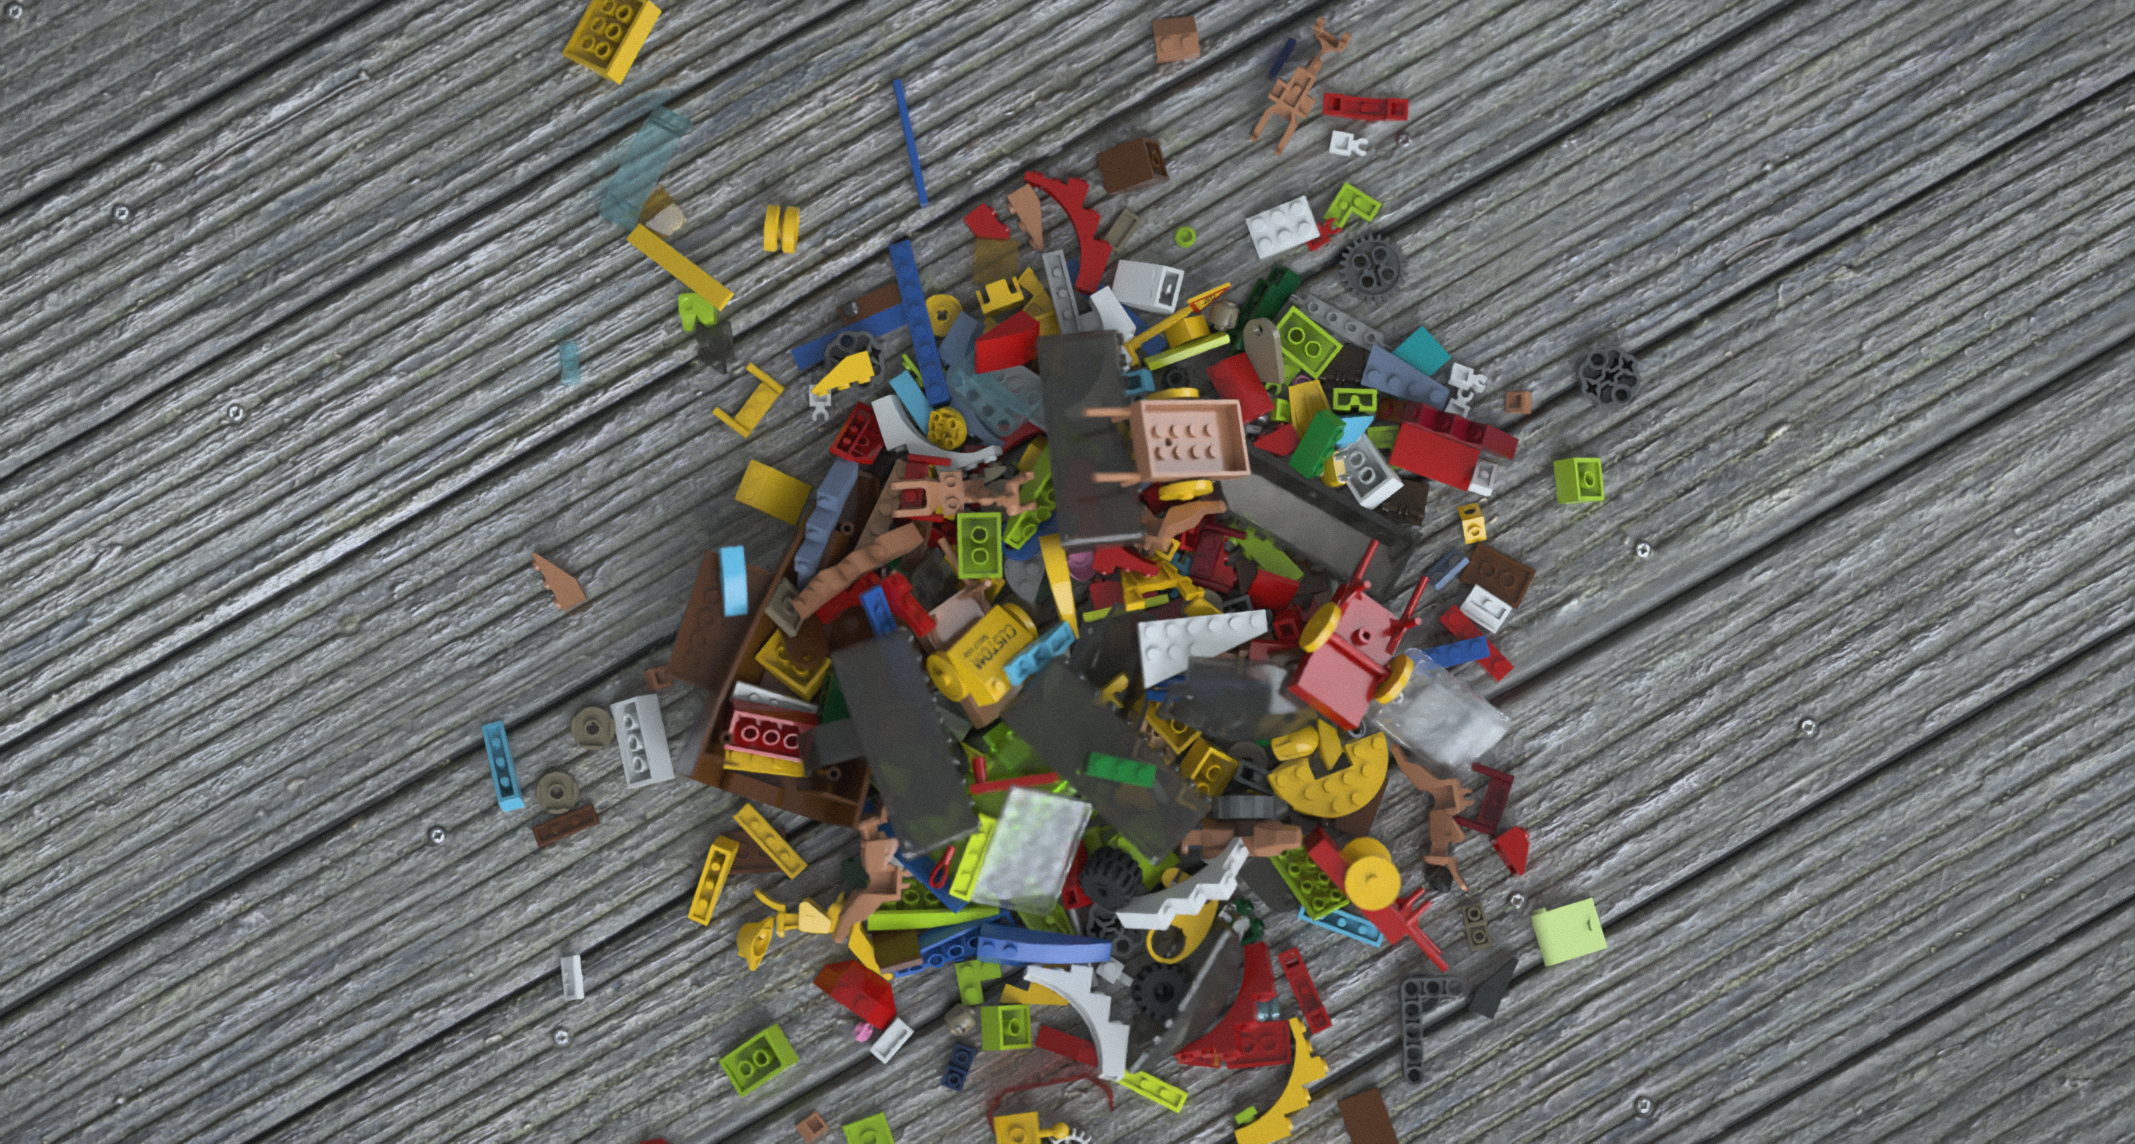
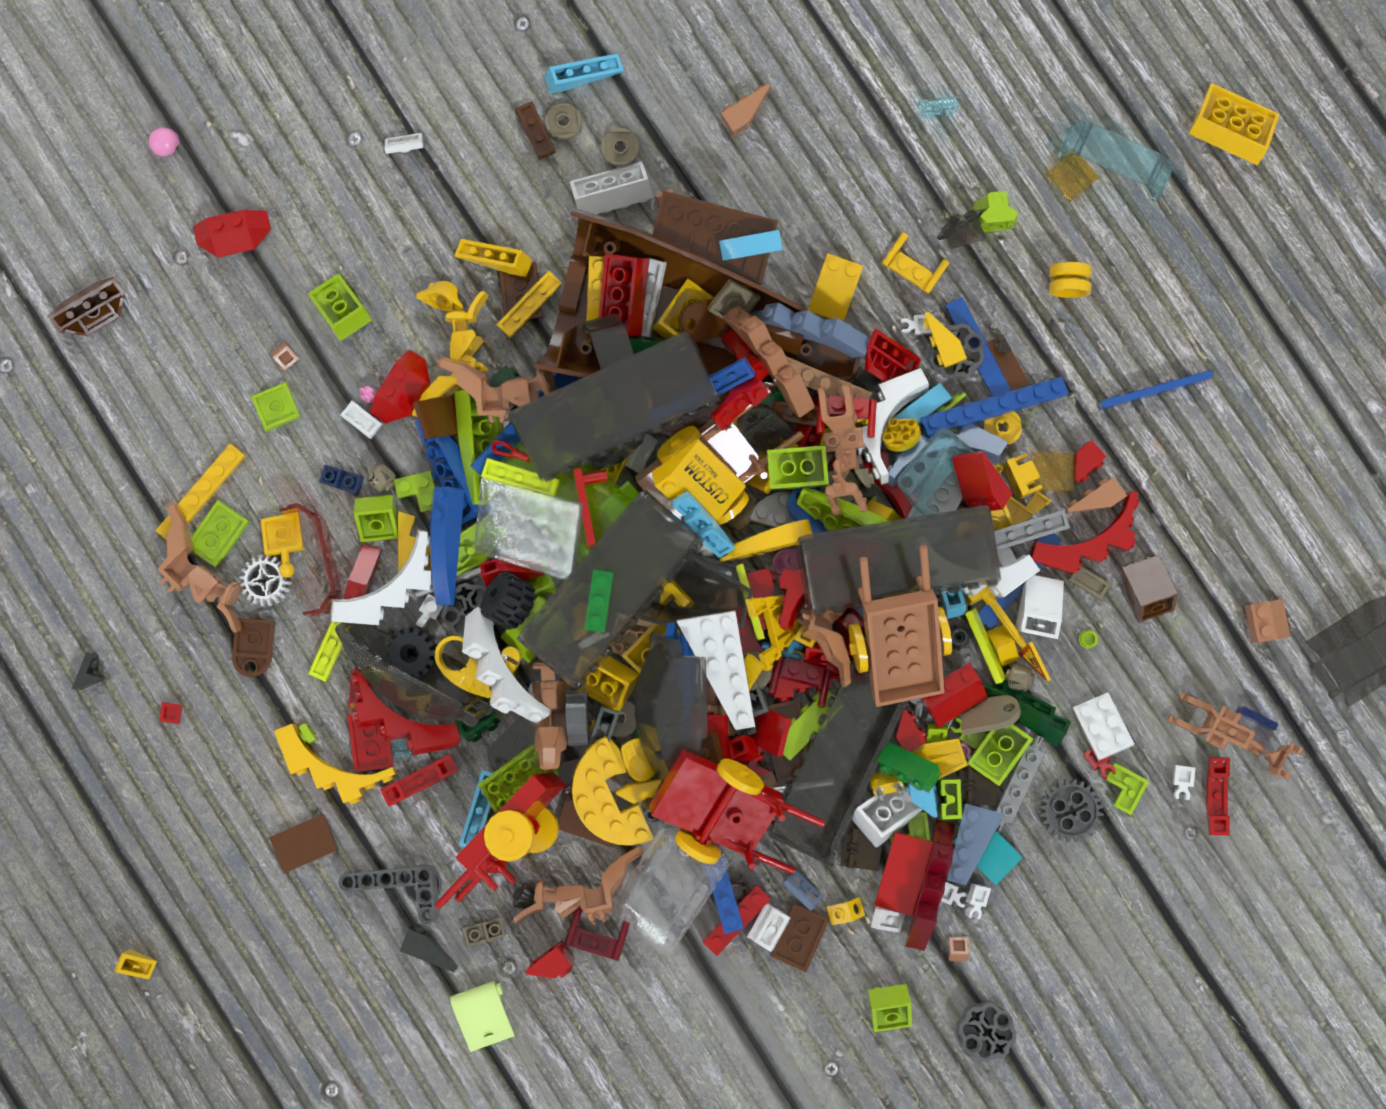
camera: 90 degrees right, 0 degrees up
(680, 267) = (1030, 191): yellow tile -> none

